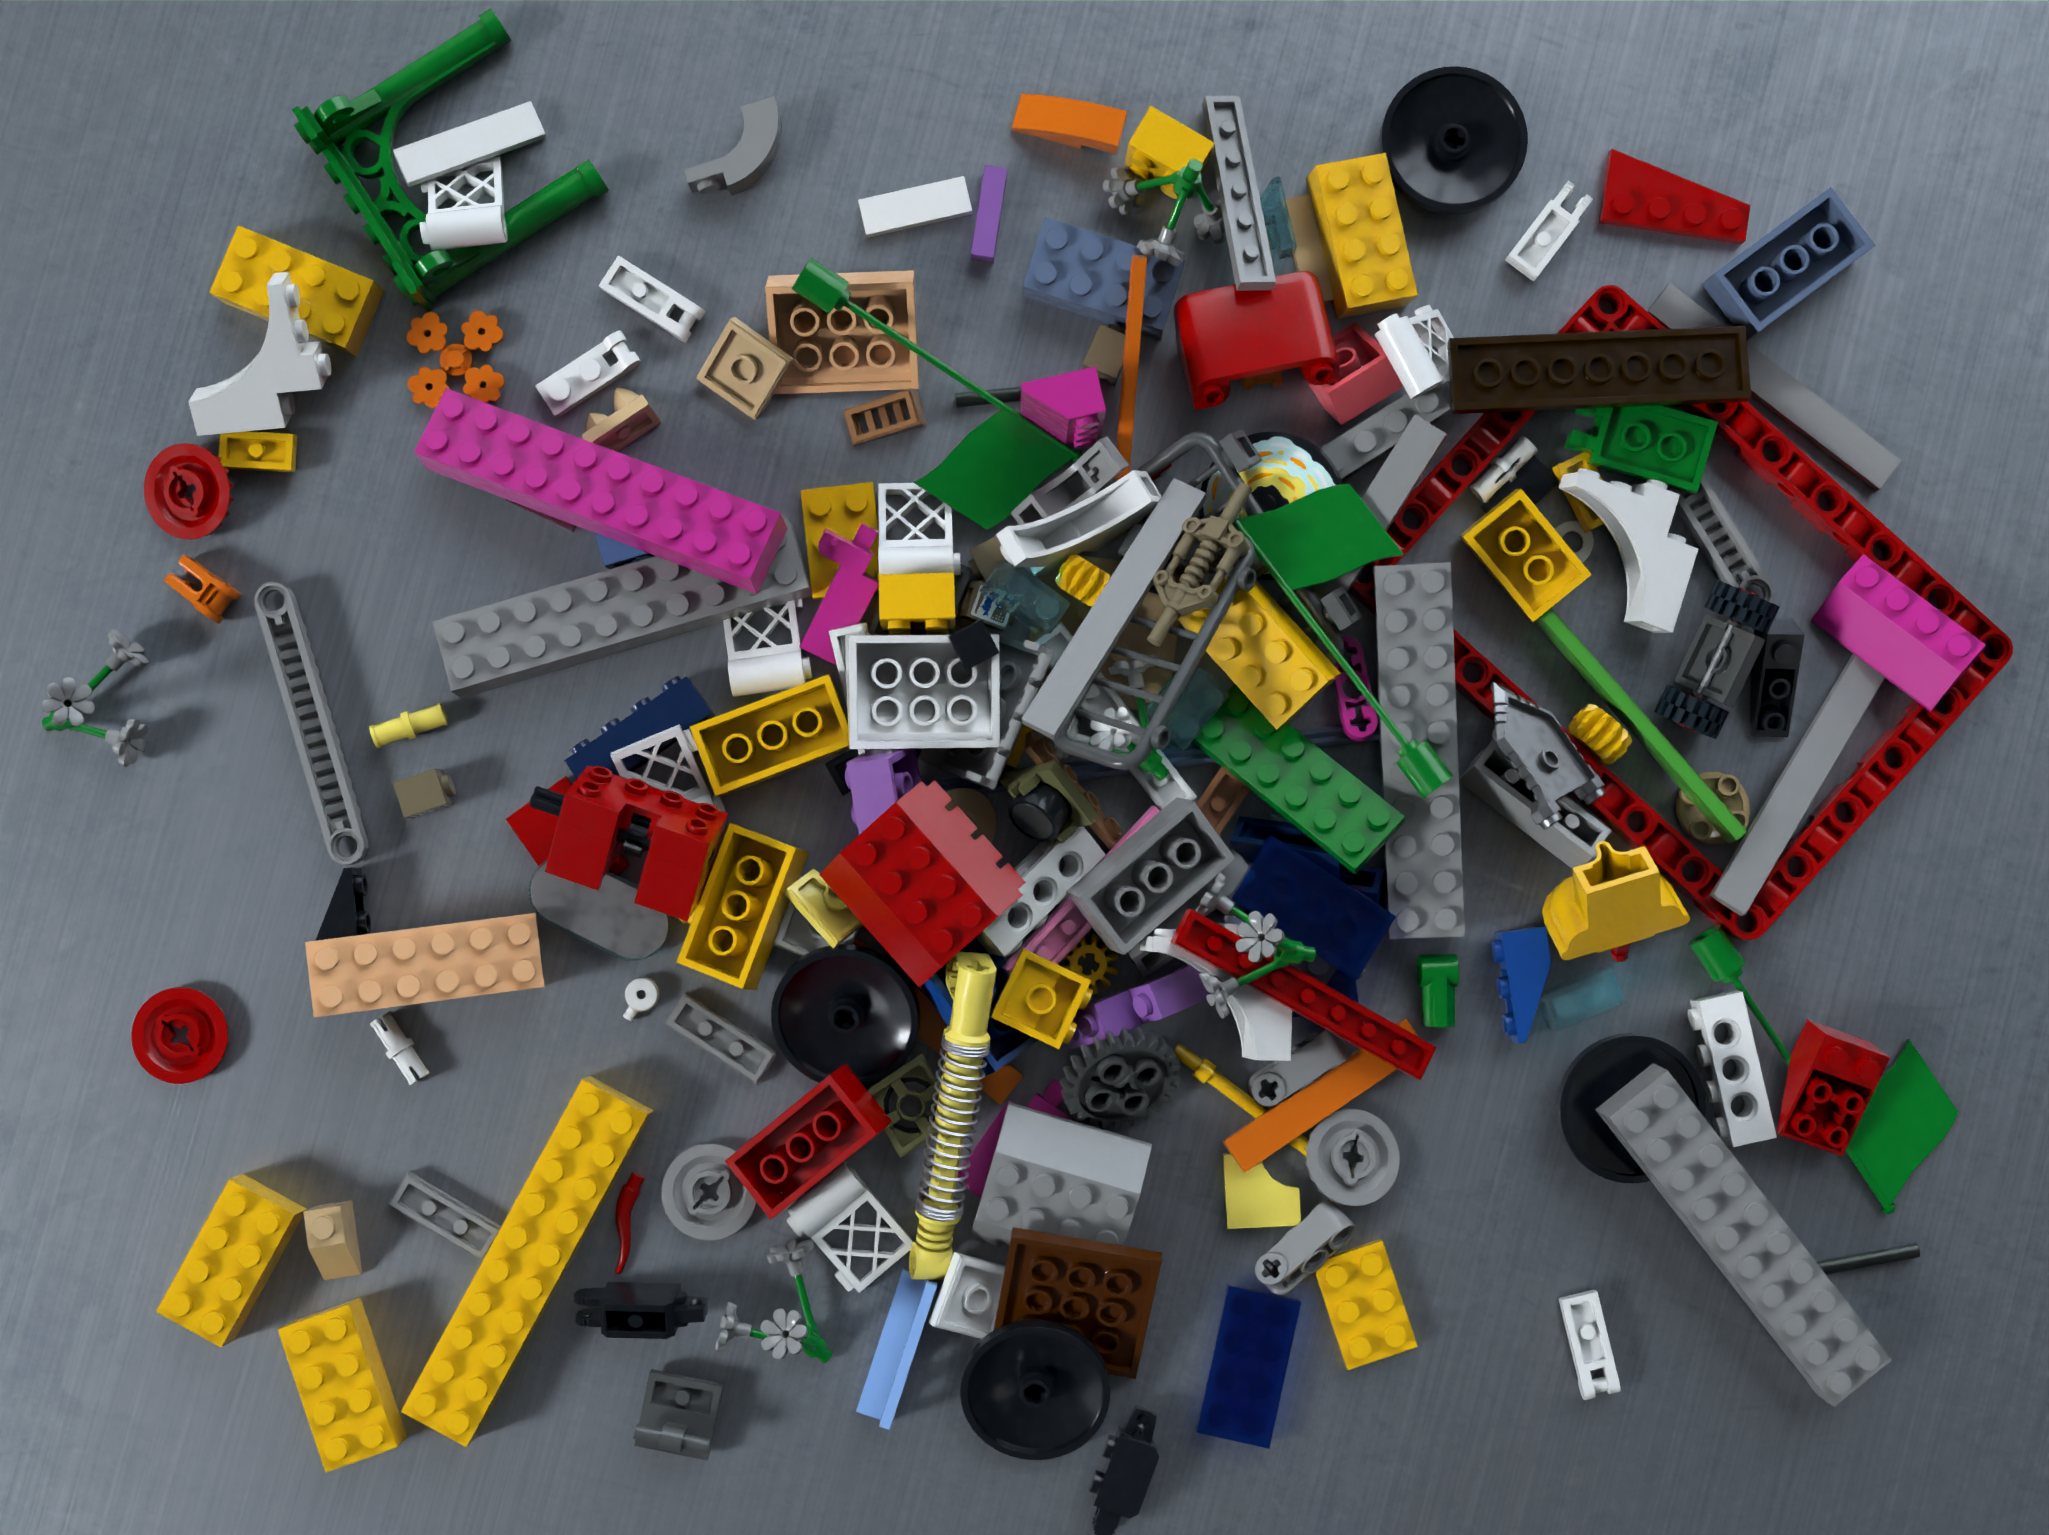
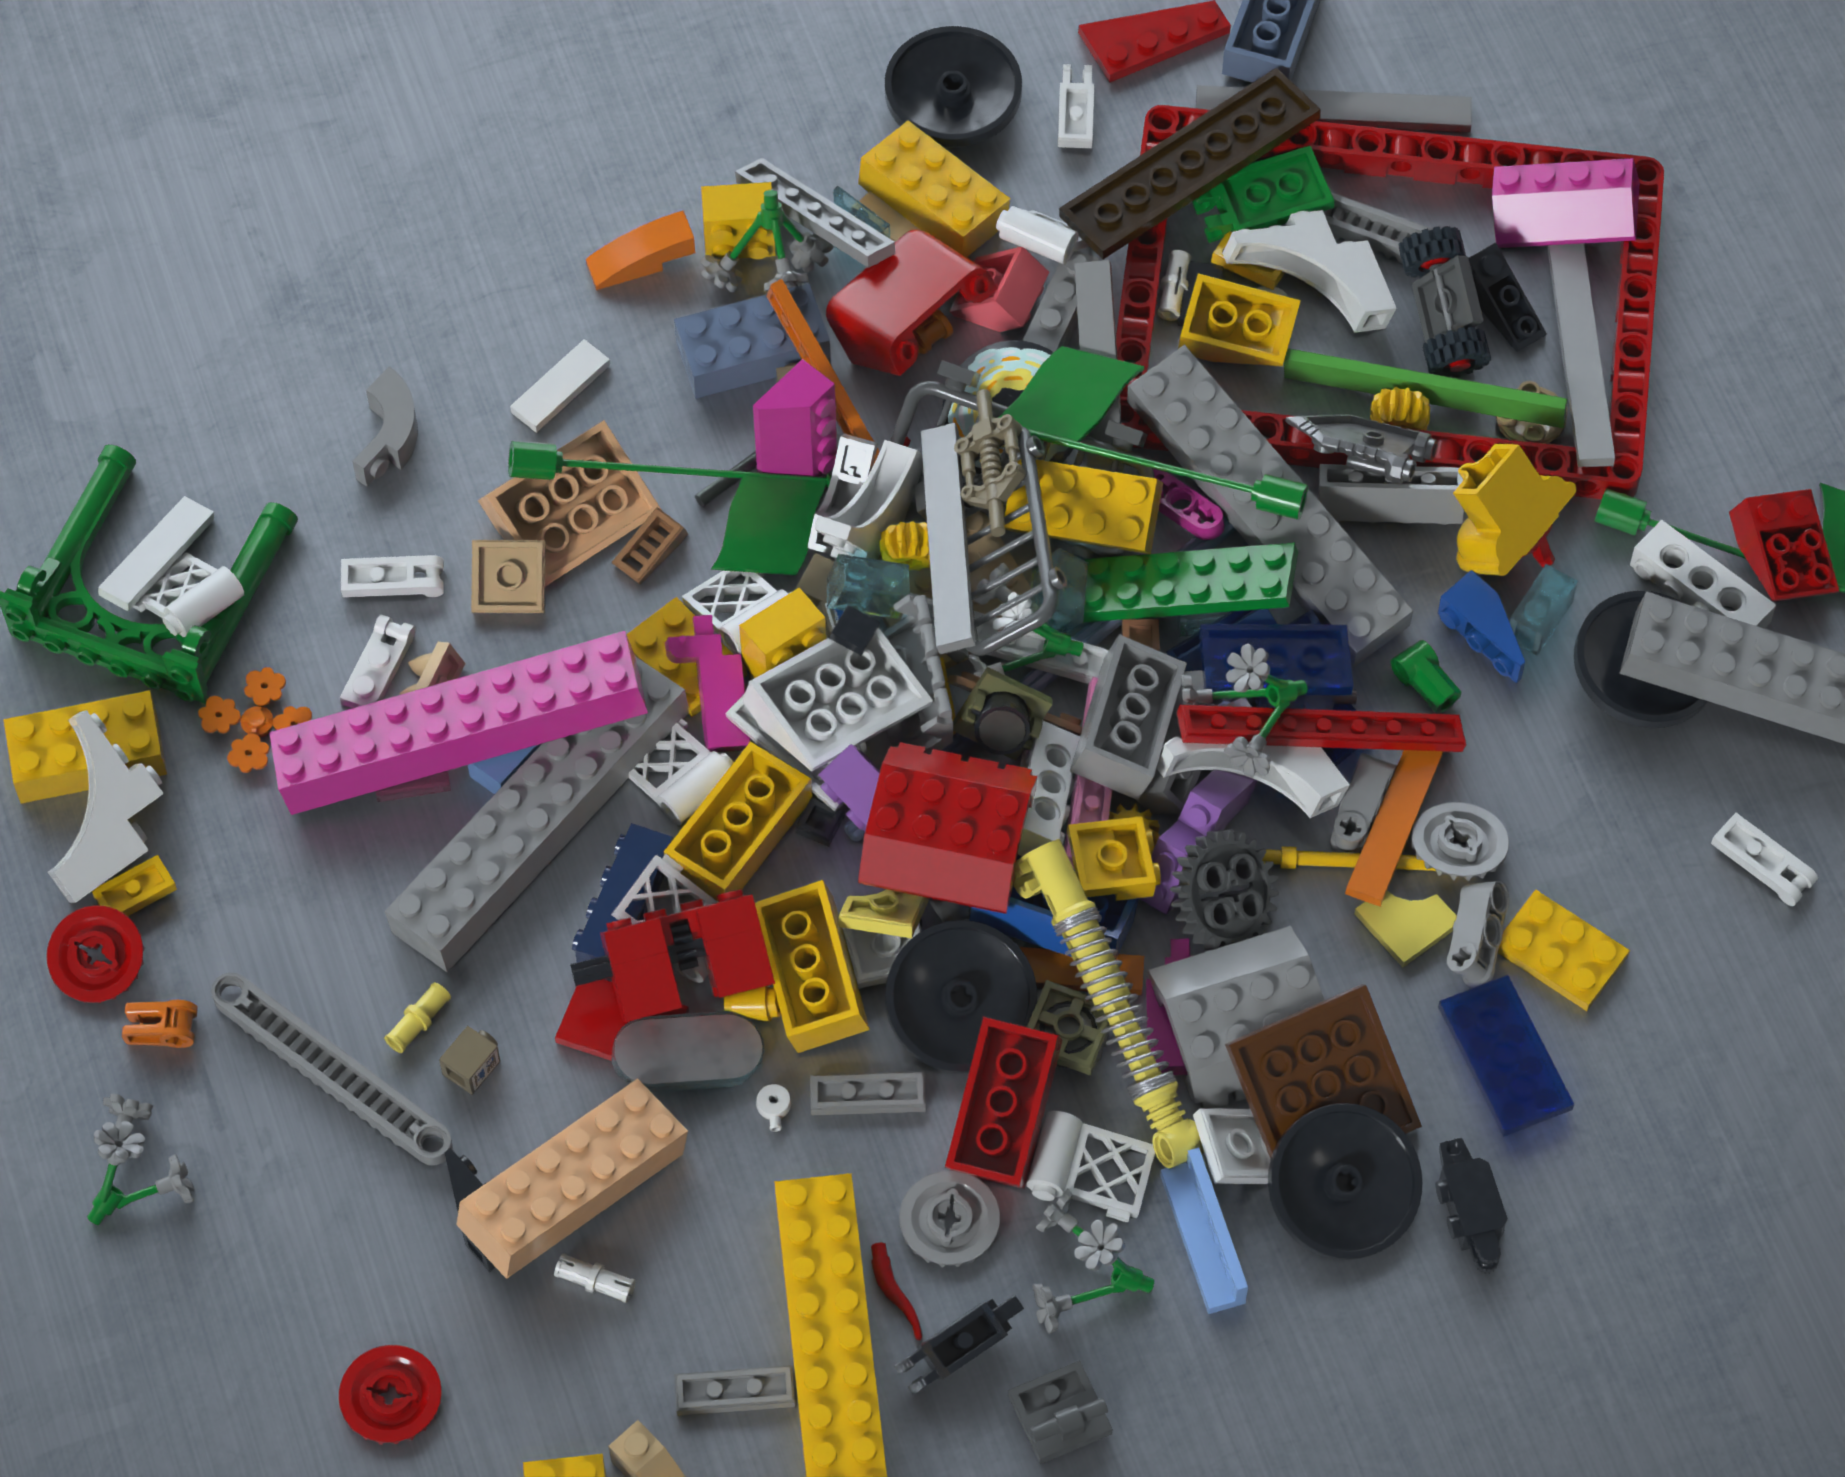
camera: 30 degrees left, 25 degrees down
(989, 214) = (624, 354): medium lavender piece -> none

